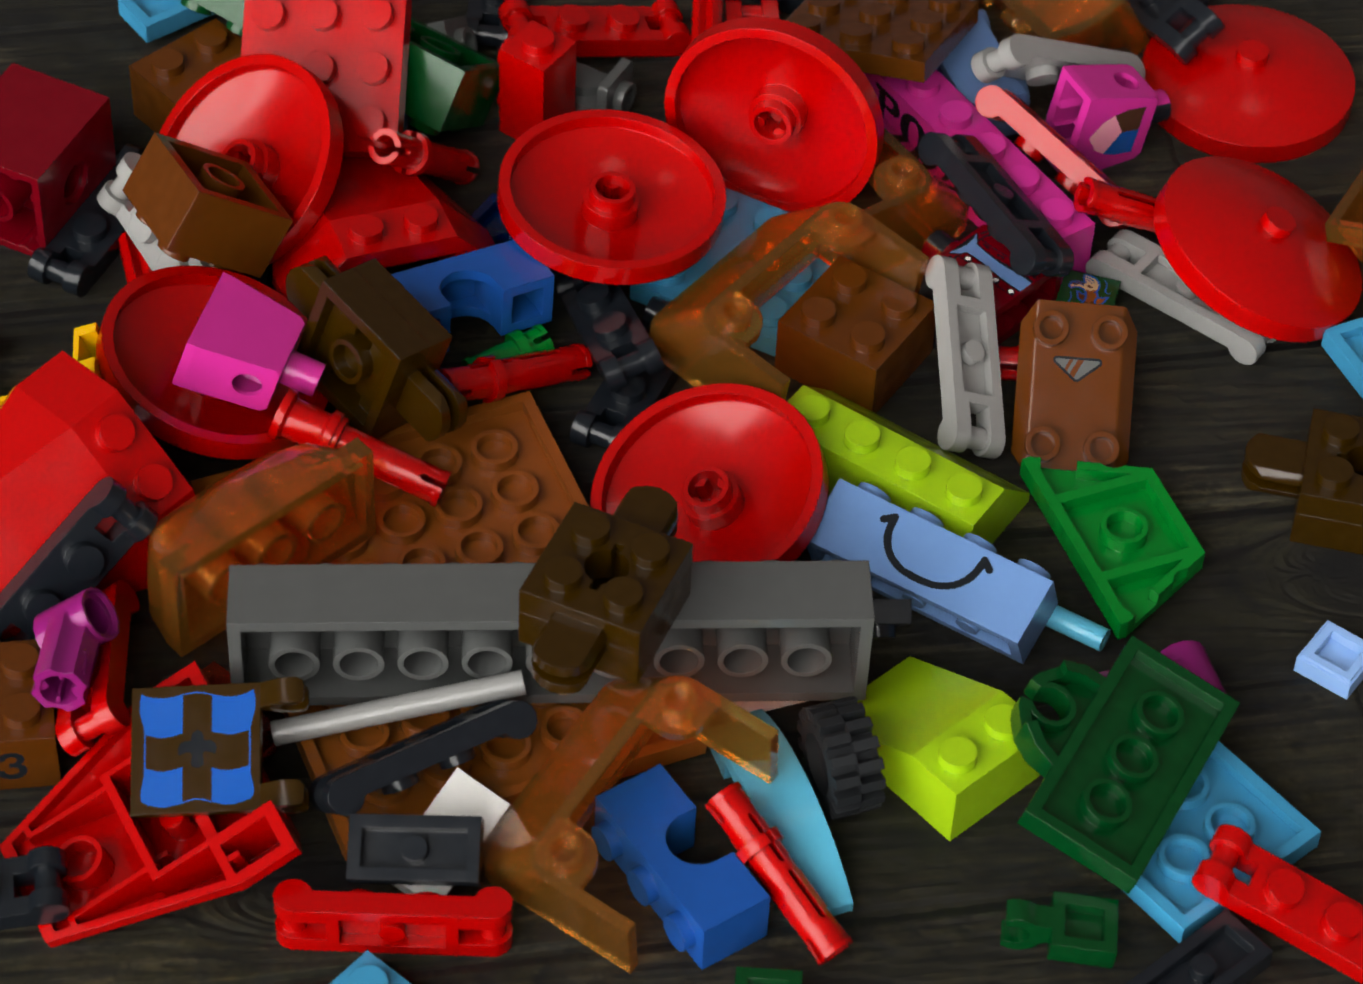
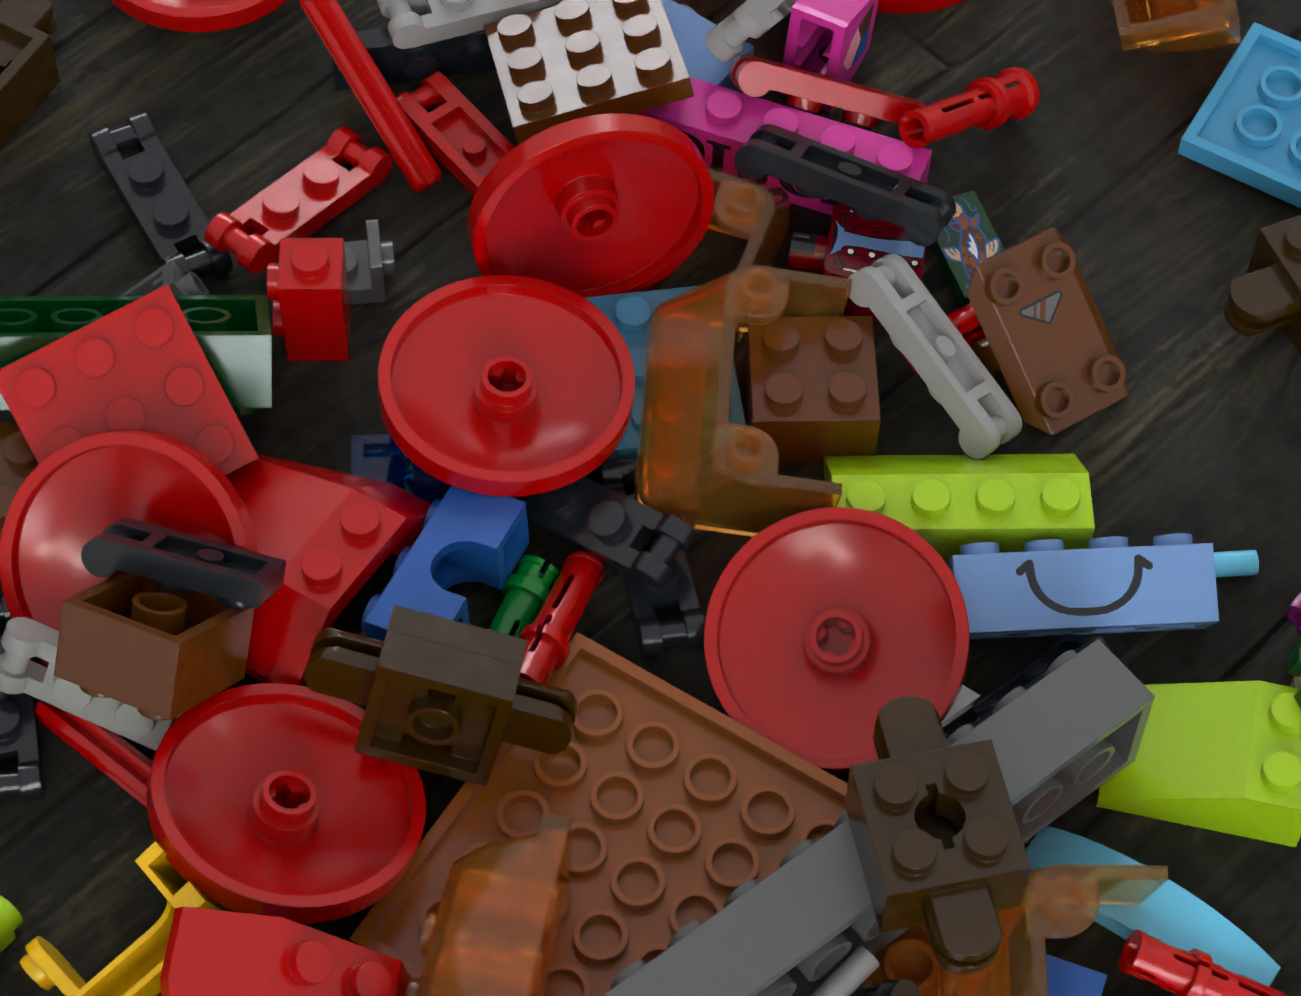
camera: 35 degrees left, 10 degrees up
(246, 349) = (322, 773): dark pink torso -> none
(267, 167) = (184, 563): none -> black plate
(309, 424) = (474, 811): red pin -> none
(415, 155) = (283, 446): red pin -> none
(841, 757) = (1178, 830): black tyre -> none
(1118, 535) = (1185, 451): green wing -> none
(1159, 285) = (1039, 169): light grey plate -> none
(1256, 249) = (1072, 93): red dish -> none

